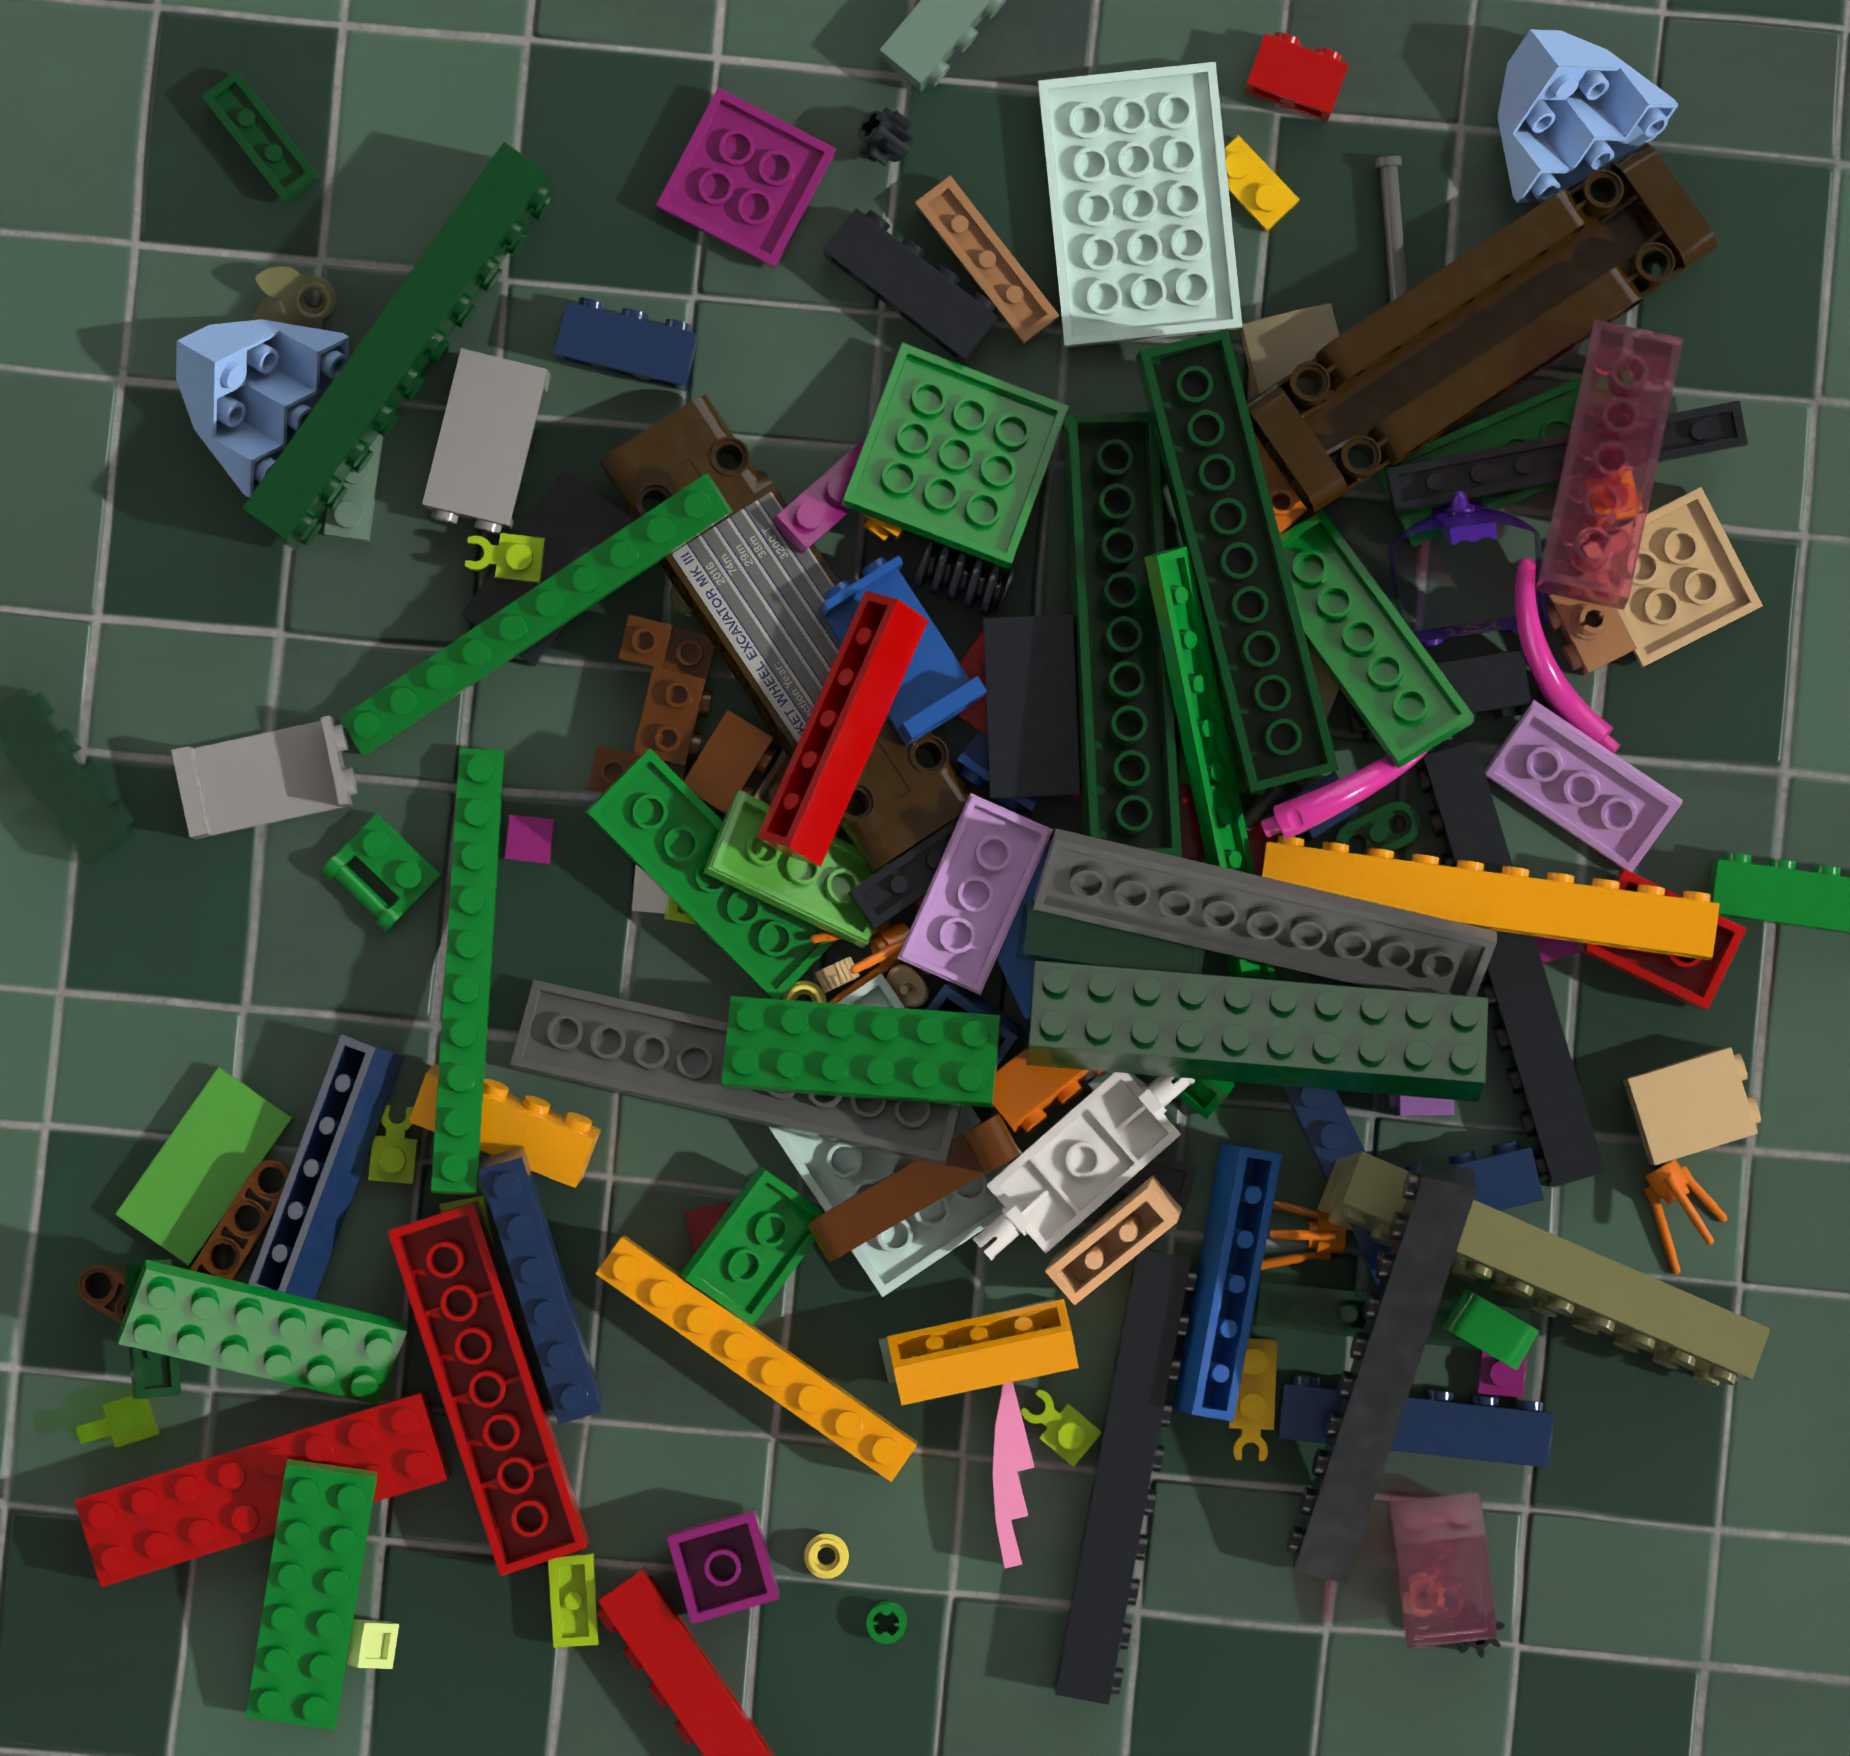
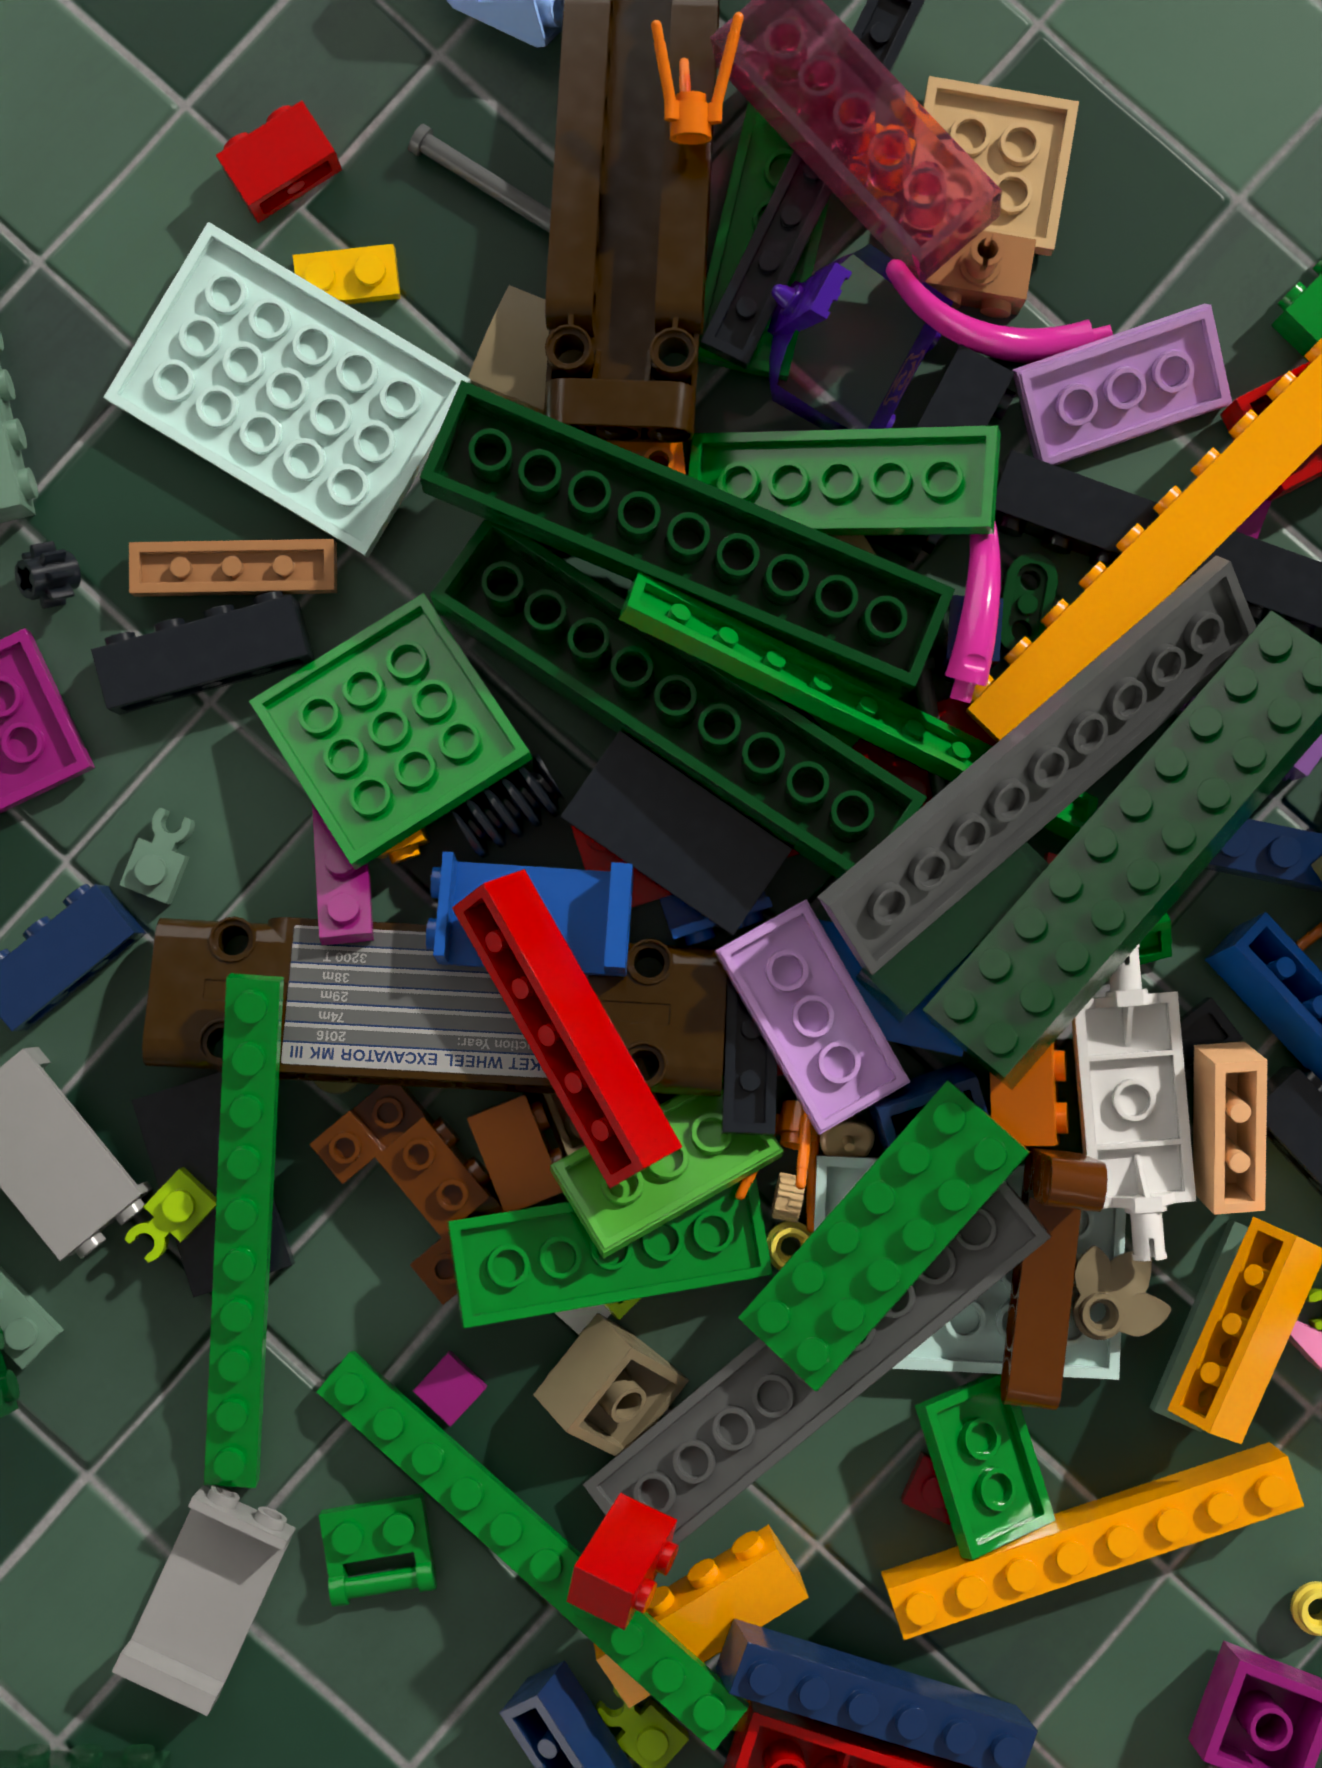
camera: 60 degrees left, 0 degrees up
(511, 1036) = (622, 1562): none -> red brick
(615, 947) = (609, 1387): none -> dark tan slope
(738, 363) = (155, 865): none -> sand green plate
(946, 1249) = (1121, 1289): none -> dark tan plate
(1531, 345) = (688, 110): none -> orange plant

